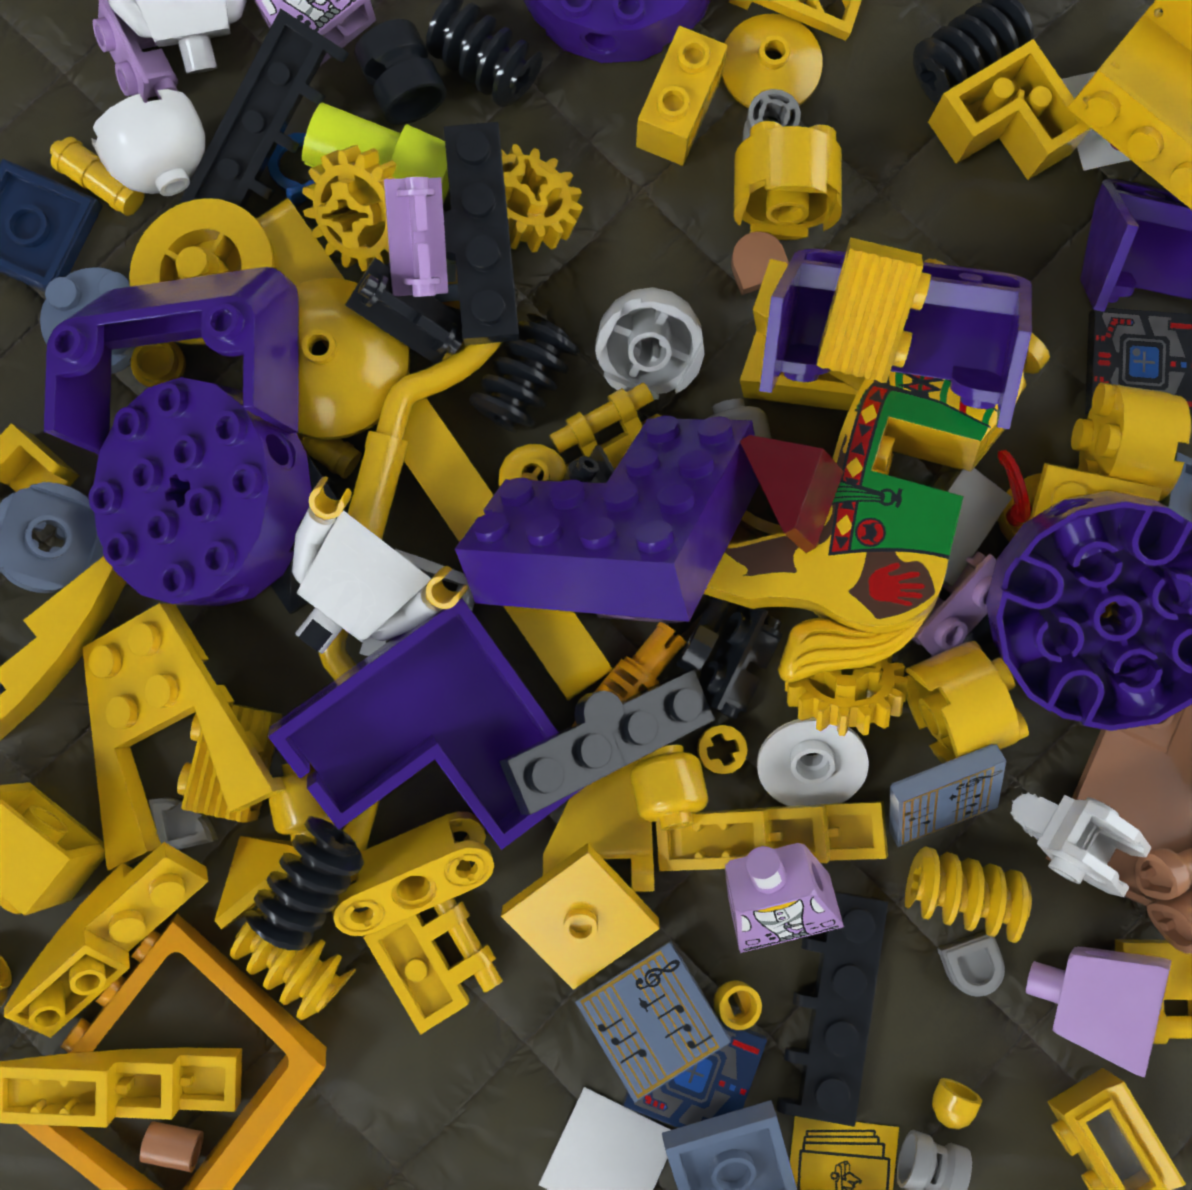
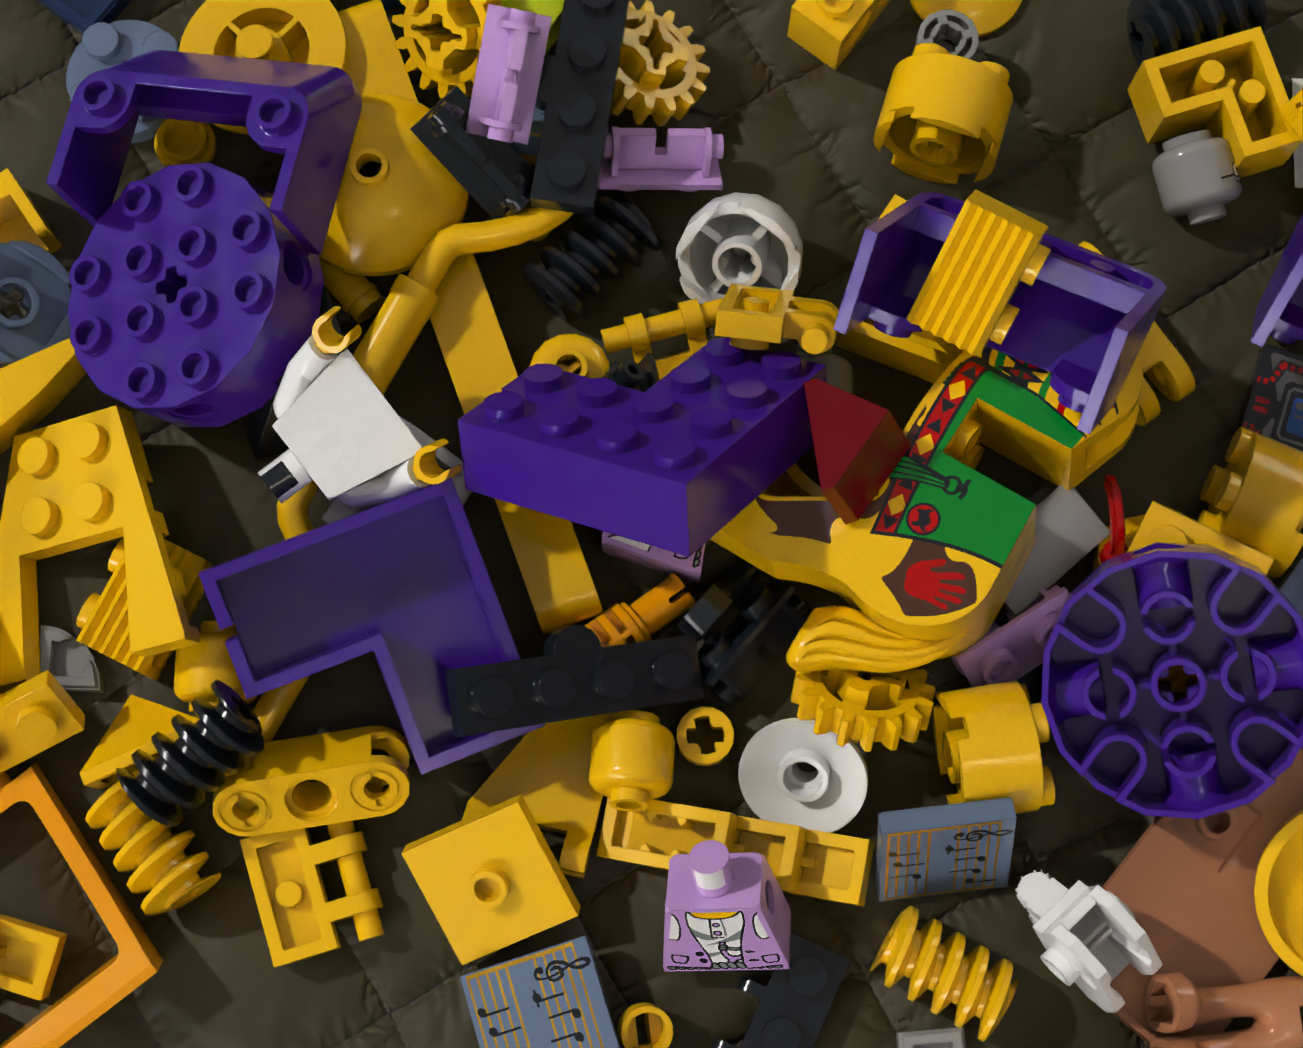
camera: 15 degrees right, 5 degrees down
(580, 277) = (685, 163): none -> lavender hinge
(691, 389) = (764, 315): none -> yellow plate
(752, 258) = (882, 185): nougat tile -> none
(1006, 180) = (1197, 176): none -> light grey head

